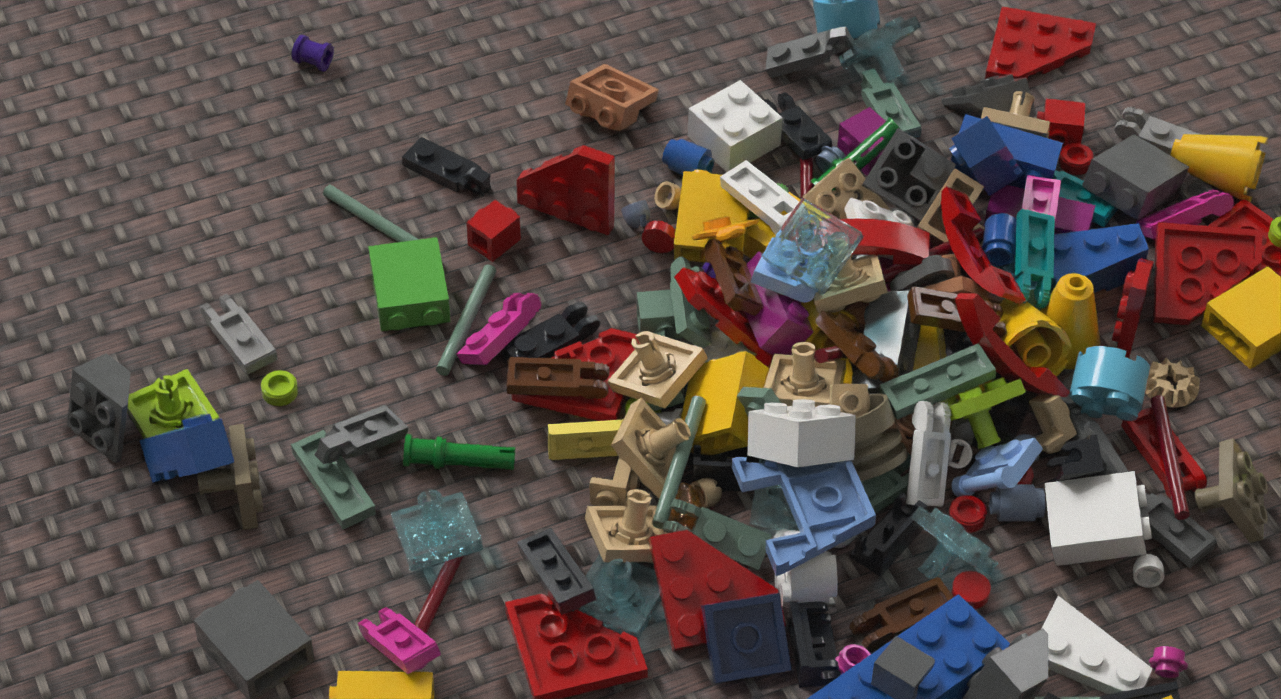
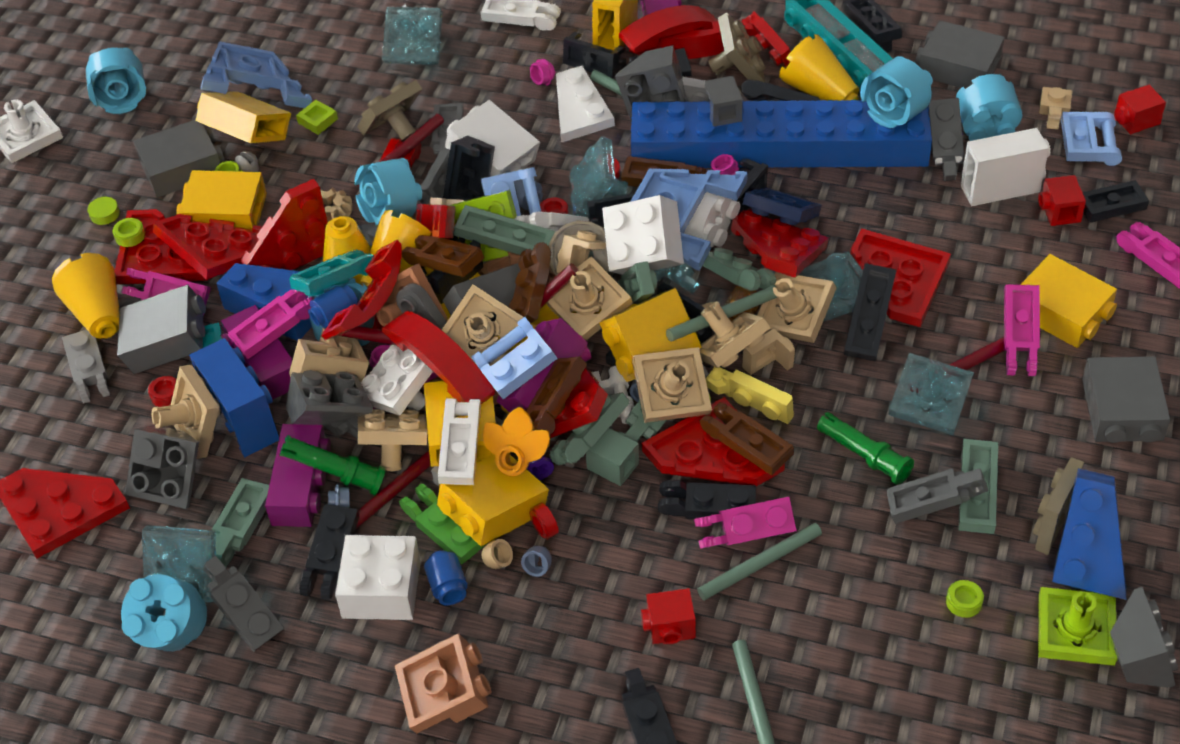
camera: 135 degrees left, 0 degrees up
(239, 335) = (969, 663): light grey hinge -> none
(409, 284) = (786, 611): bright green brick -> none
(573, 188) = (584, 581): red plate -> none
(802, 239) = (502, 317): clear light blue plate -> none
(986, 156) = (276, 340): blue wedge -> none
(1065, 120) = (136, 407): red brick -> none

